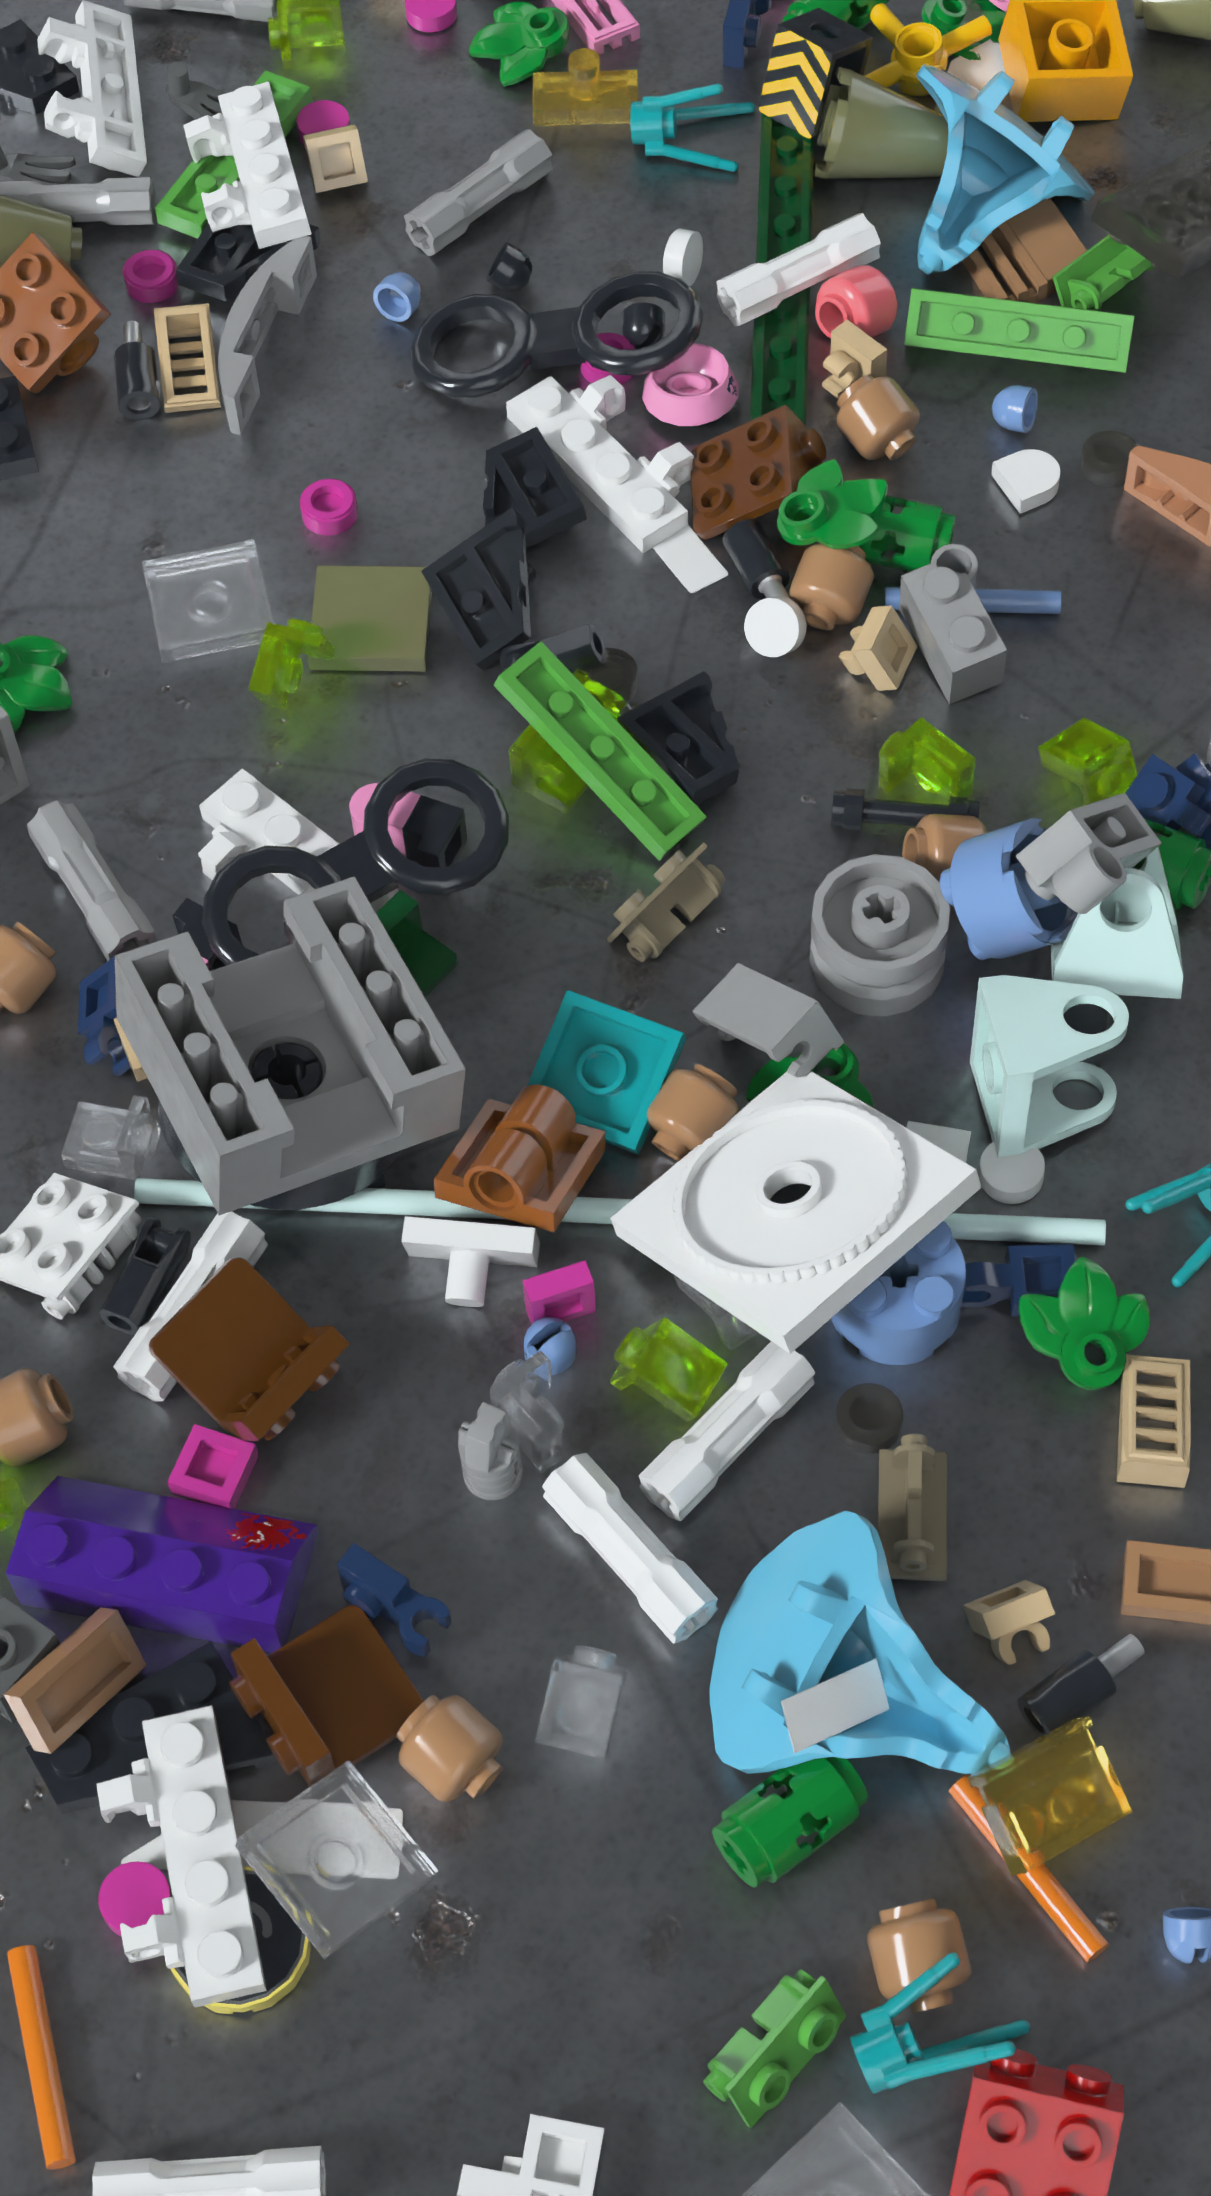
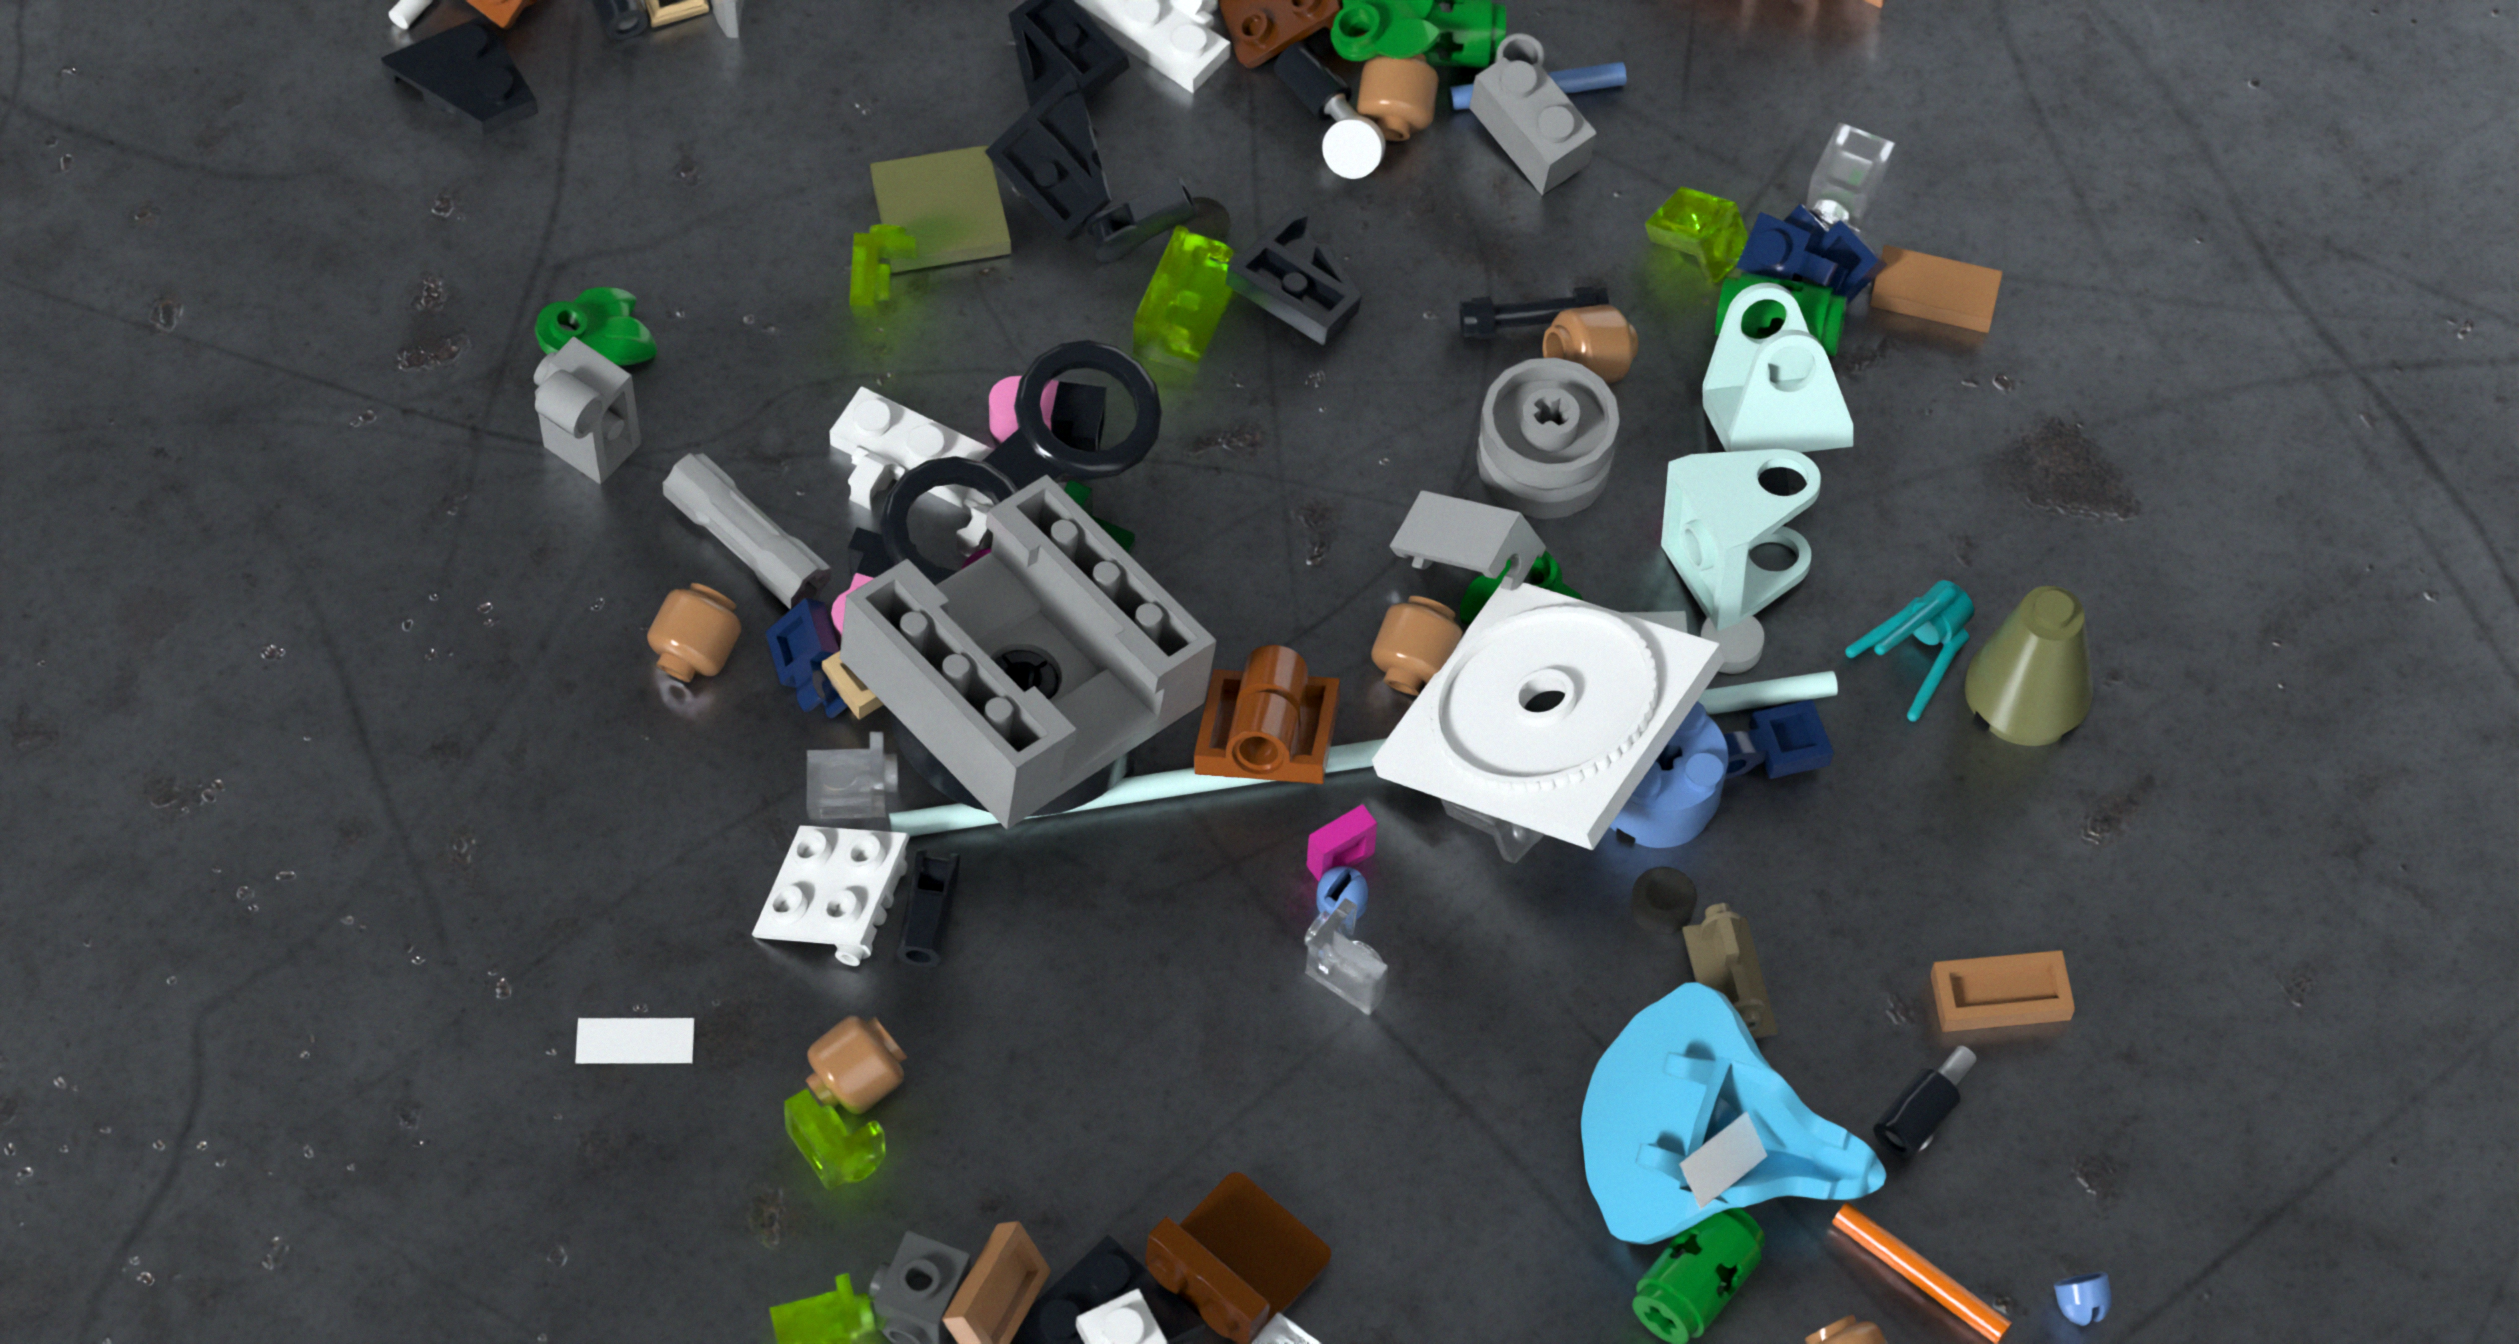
camera: 20 degrees left, 0 degrees up
(162, 1562) = (1045, 1168): dark purple slope -> none
(207, 600) = (766, 219): clear tile -> none
(213, 1467) = (1054, 1075): dark pink tile -> none
(224, 1239) = (973, 963): white axle -> none
(246, 1352) = (1062, 959): reddish brown bracket -> none
(328, 507) = (858, 99): dark pink tile -> none
(388, 1593) = (1267, 1157): dark blue plate -> none
(450, 1748) = (1369, 1281): medium nougat head -> none
(469, 1252) = (1242, 818): white tile -> none
(490, 1454) = (1323, 1005): light grey hinge -> none
(582, 1701) = (1477, 1214): clear bracket -> none
(599, 750) = (1225, 304): bright green plate -> none
(607, 1066) = (1325, 613): teal hinge -> none
(649, 920) = (1312, 461): dark tan hinge -> none
(662, 1583) = (1517, 1090): white axle -> none
(668, 1367) = (1464, 890): clear neon green bracket -> none
(690, 560) = (1242, 92): white sticker -> none
(694, 1462) = (1516, 972): white axle -> none
(880, 649) = (1465, 151): tan tile -> none
(931, 756) = (1546, 253): clear neon green bracket -> none
(995, 899) = (1672, 369): medium blue brick -> none
(1008, 1612) = (1844, 1050): tan tile -> none
(1050, 1796) = (1930, 1202): clear yellow plate -> none
(1082, 1316) = (1842, 763): green plate -> none
(1087, 853) = (1745, 324): light grey hinge -> none
(1154, 1465) = (1931, 890): tan slope -> none

